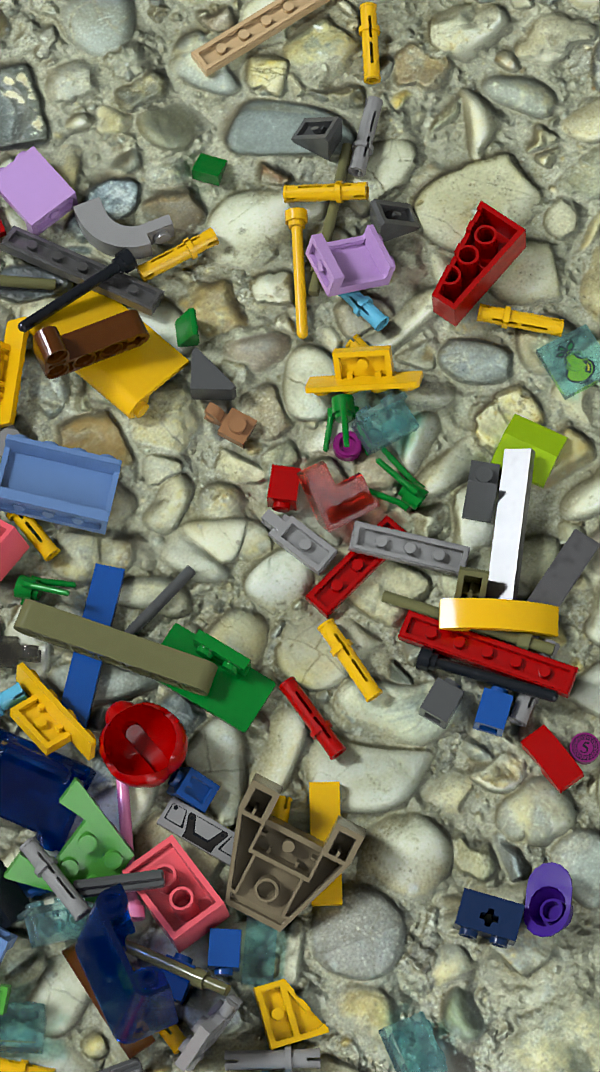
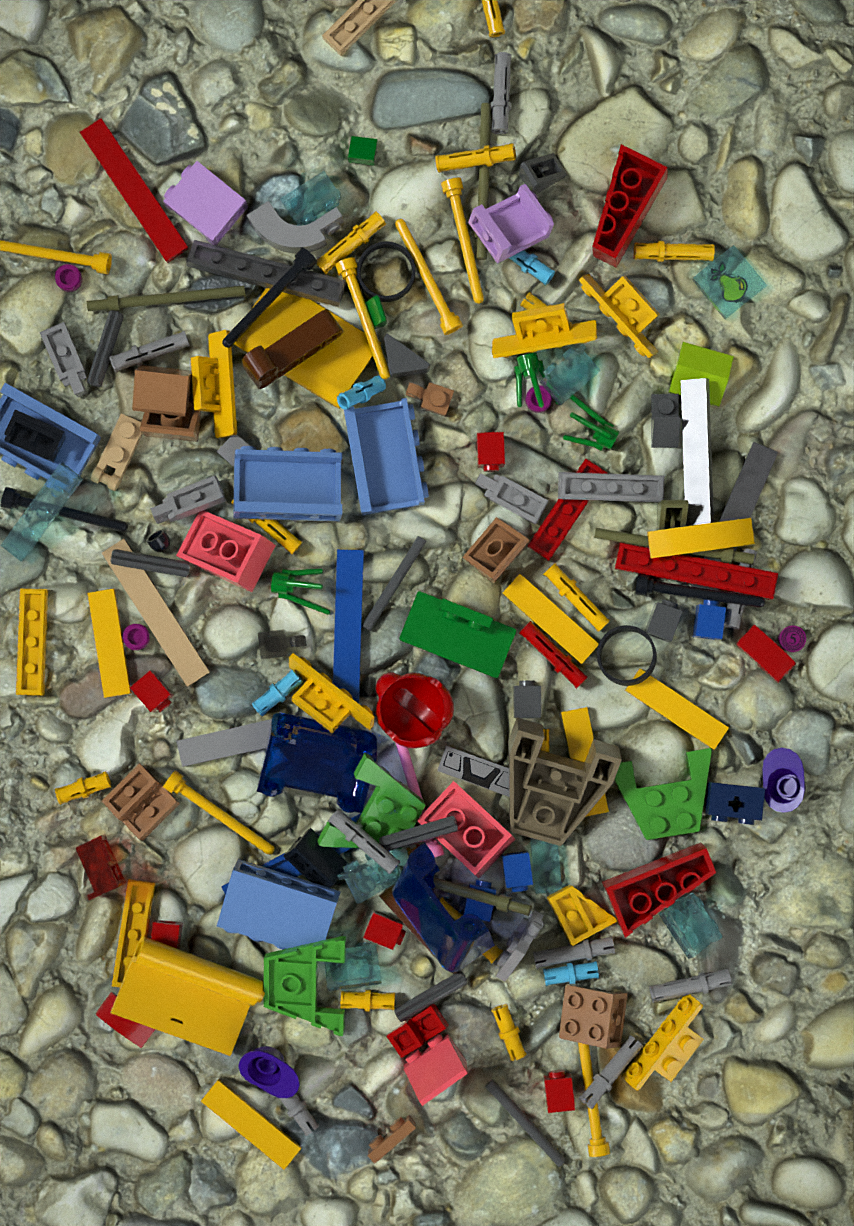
camera: 10 degrees left, 15 degrees up
(58, 992) = (384, 930): none -> red brick
(115, 647) = (371, 625): olive beam -> none
(145, 204) = (311, 199): none -> clear light blue bracket
(156, 403) = (361, 392): none -> medium azure pin
(168, 280) = (348, 270): none -> yellow piece
(168, 477) = (385, 457): none -> medium blue panel
(192, 788) = (463, 736): blue bracket -> none
(217, 264) = (386, 244): none -> black tyre
(266, 351) = (449, 322): none -> yellow piece
(271, 595) = (495, 549): none -> medium nougat slope
(273, 760) = (527, 700): none -> dark grey brick
(316, 679) = (550, 618): none -> yellow tile
(319, 135) = (457, 99): dark grey slope -> none
(336, 503) = (540, 457): clear red panel -> none
(371, 999) = (656, 885): none -> red wedge
(383, 705) = (612, 632): none -> black tyre
(411, 912) = (667, 807): none -> bright green wing
(440, 803) = (678, 710): none -> yellow tile
(460, 367) = (627, 308): none -> yellow bracket

